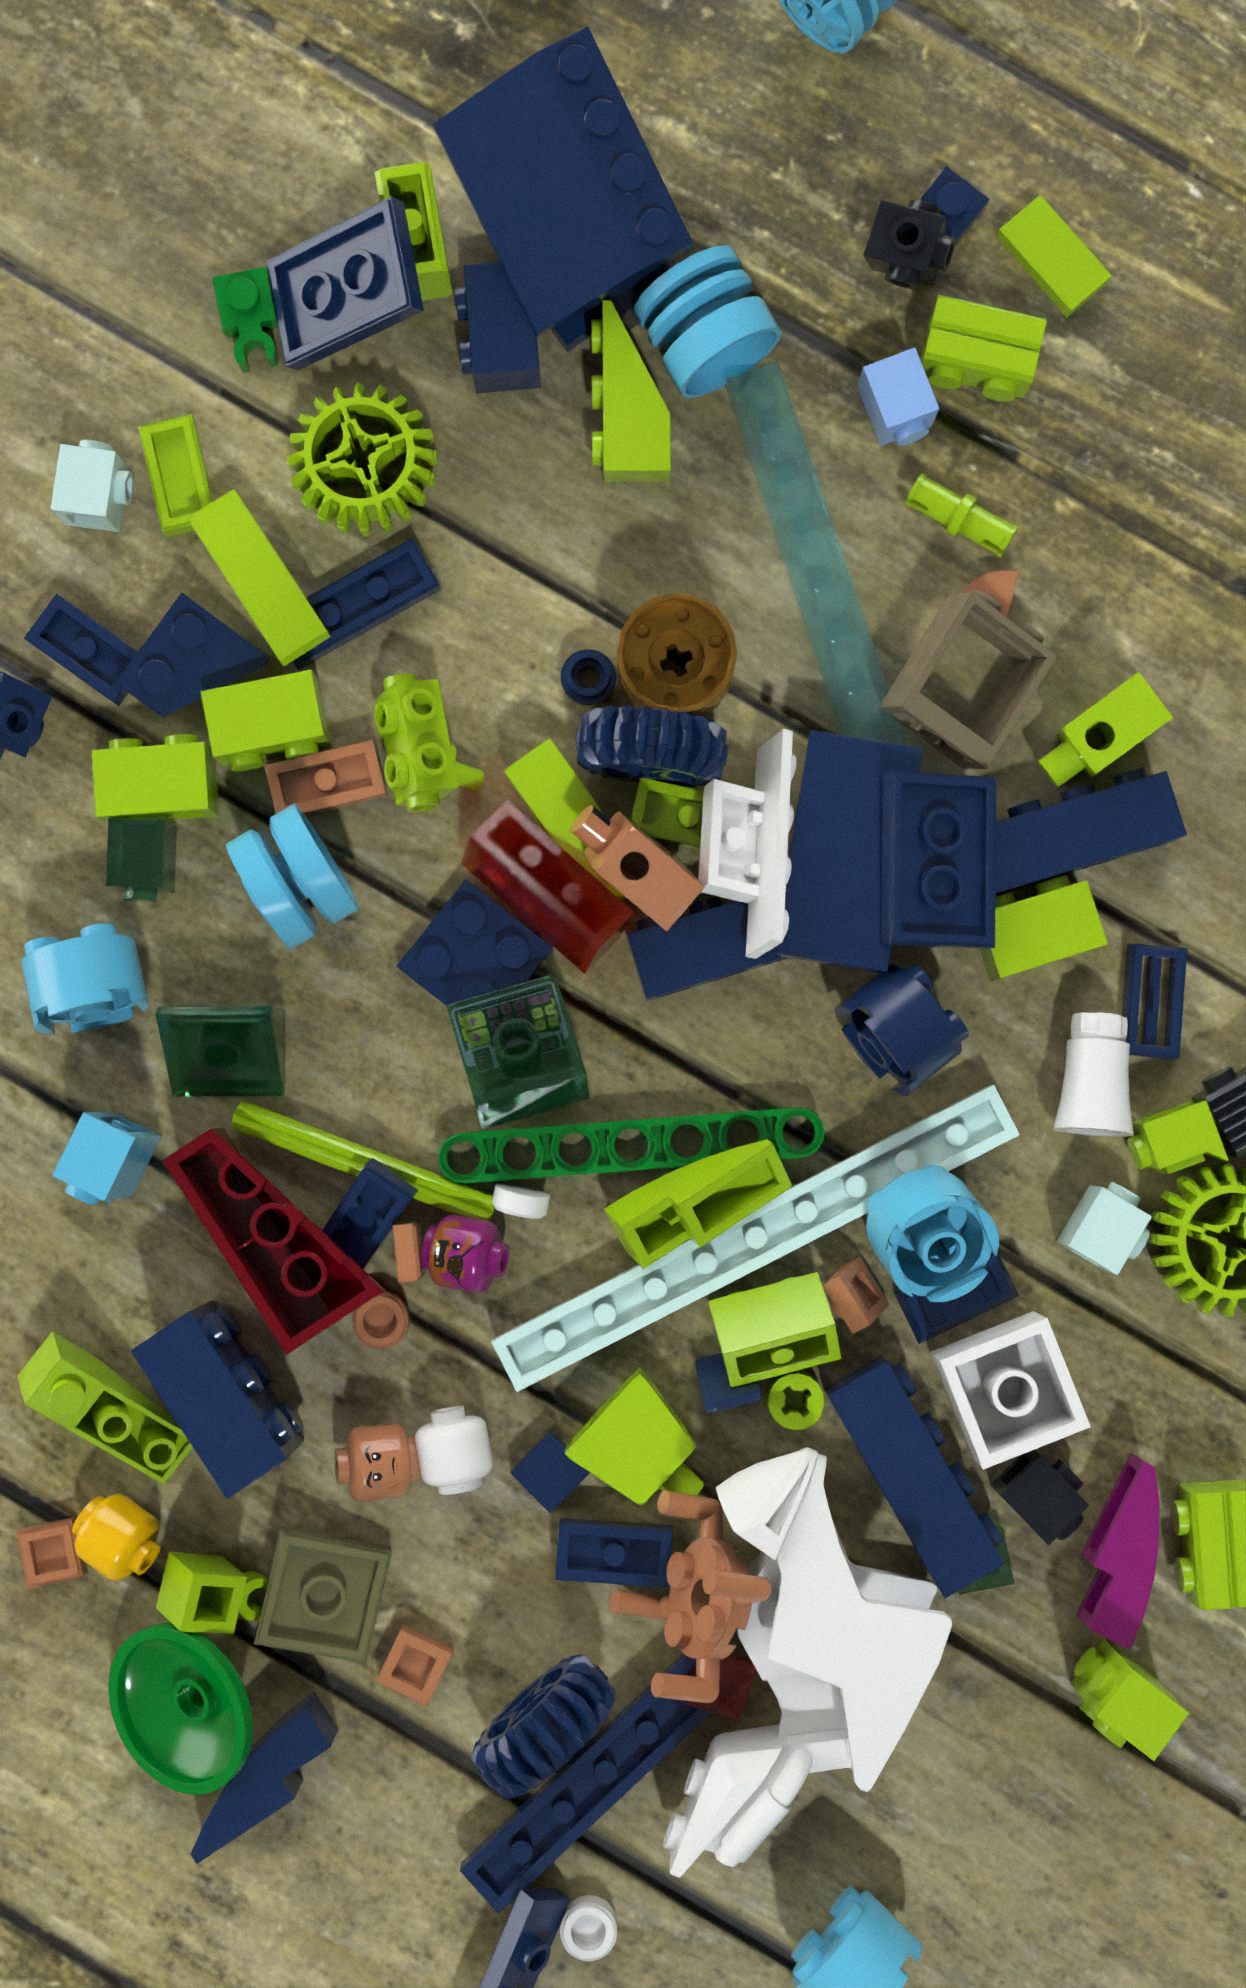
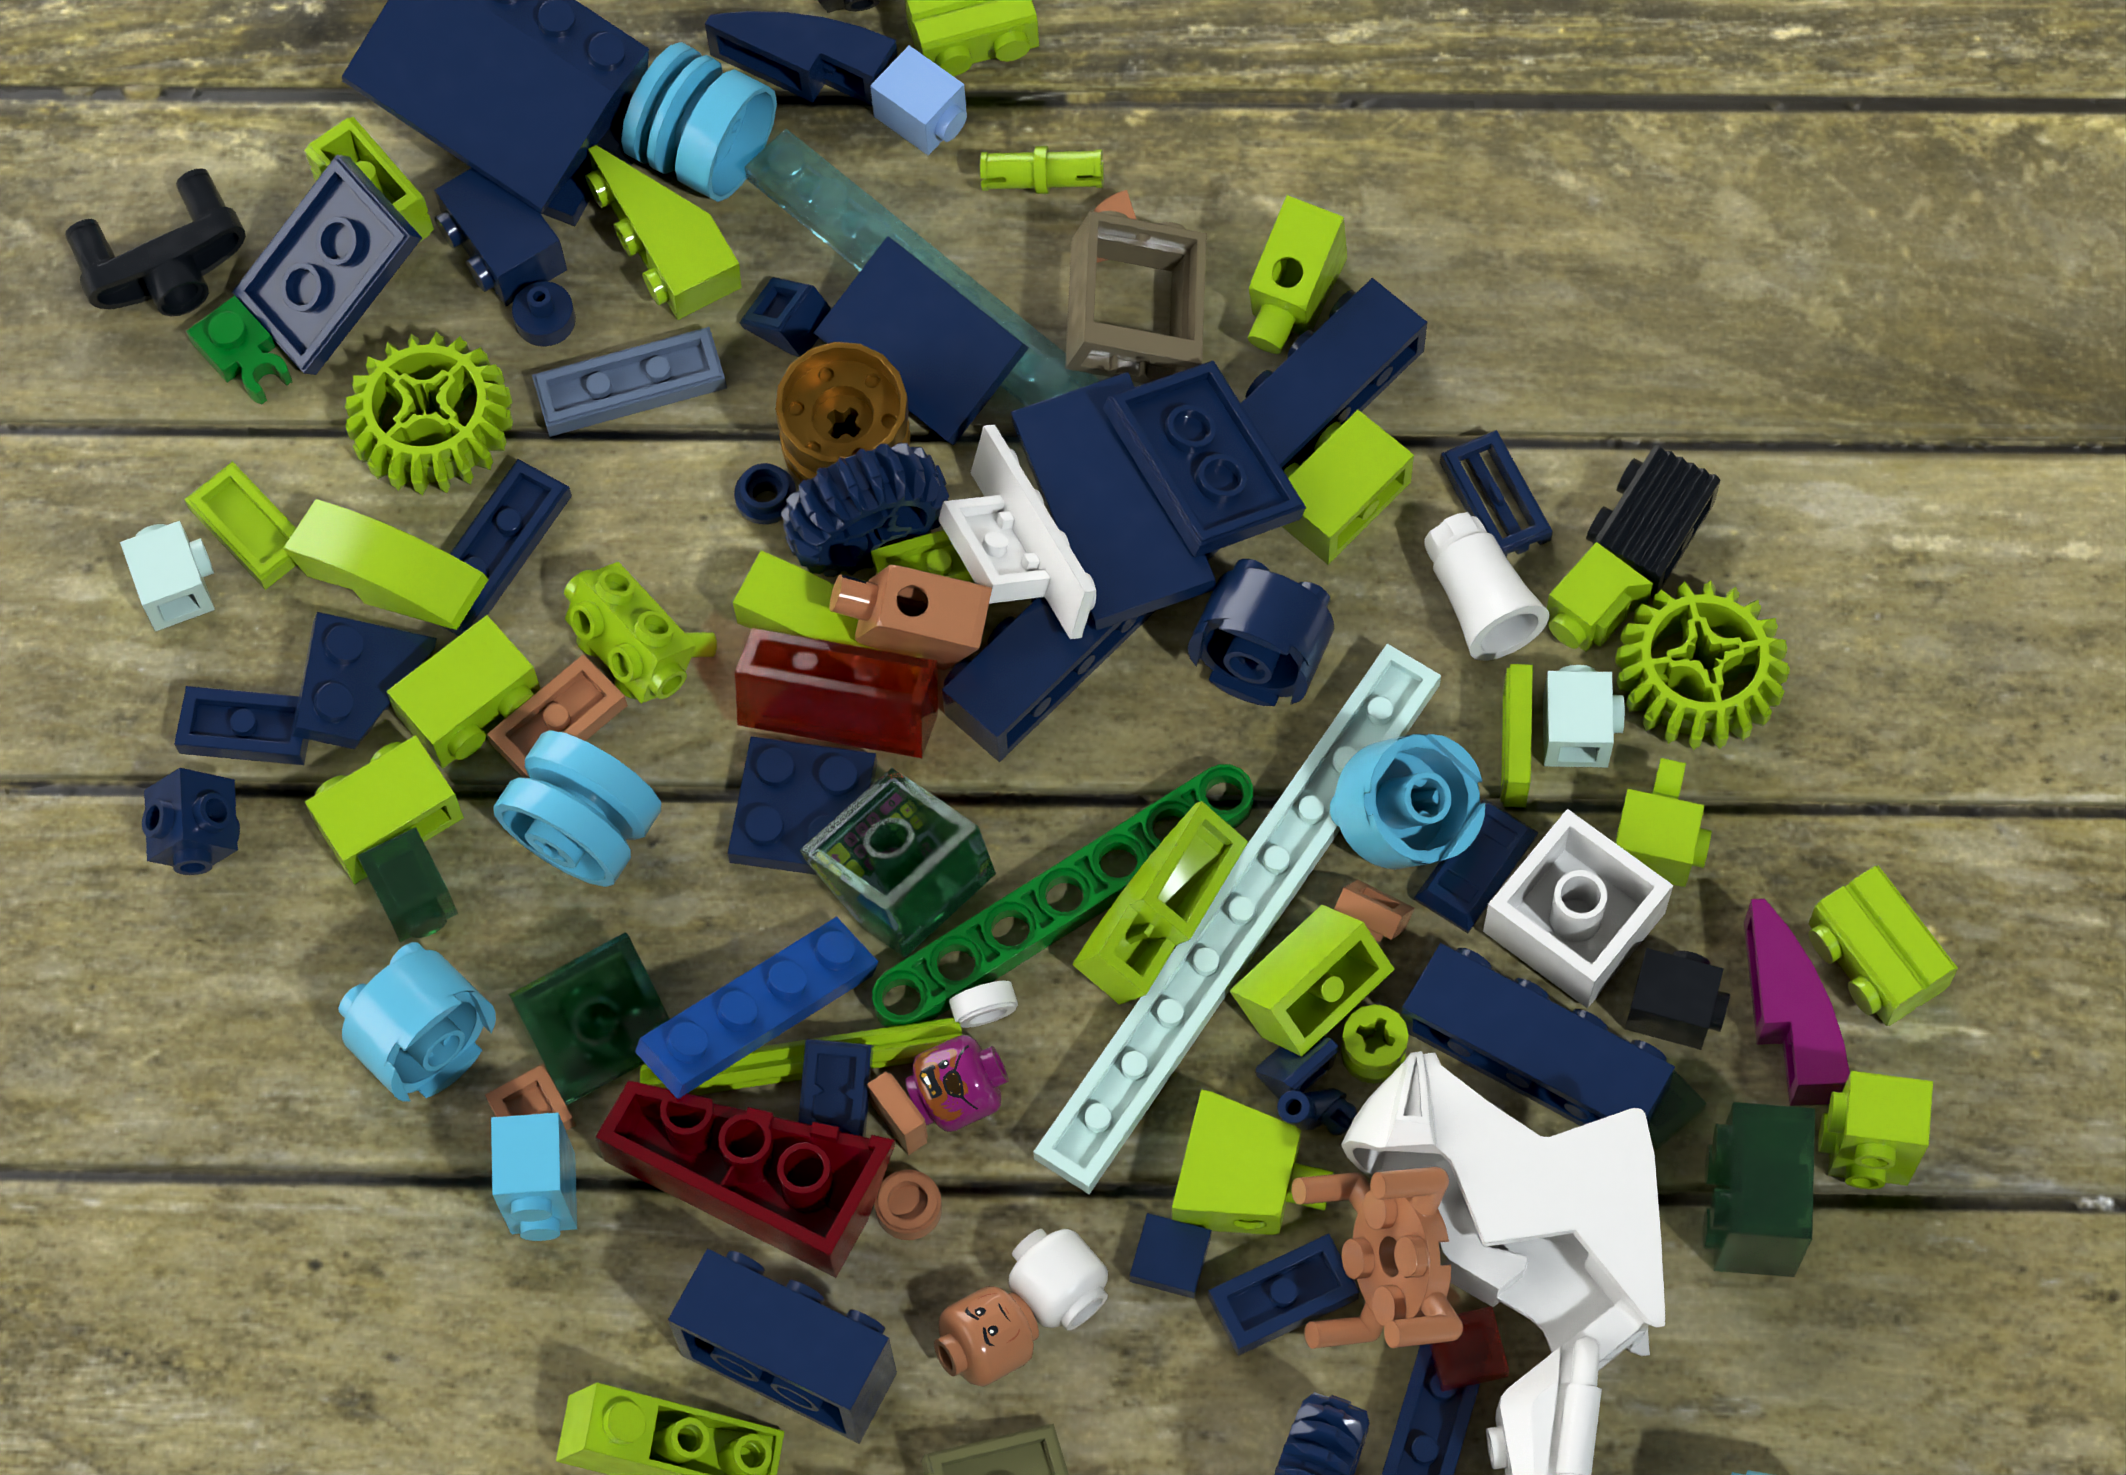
camera: 25 degrees left, 20 degrees down
(141, 1086) = (528, 1095): none -> nougat tile
(226, 210) = (166, 267): none -> black connector
(343, 1115) = (756, 1007): none -> blue plate
(500, 418) = (543, 313): none -> dark blue tile
(536, 516) = (629, 381): none -> sand blue tile
(690, 529) = (787, 315): none -> dark blue slope
(728, 1423) = (1317, 1108): none -> dark blue arm
(781, 615) = (930, 332): none -> dark blue tile
(830, 300) = (801, 51): none -> dark blue slope
(1011, 1695) = (1762, 1190): none -> clear green brick
(1048, 1215) = (1516, 735): none -> lime tile
(1108, 1354) = (1664, 829): none -> lime brick

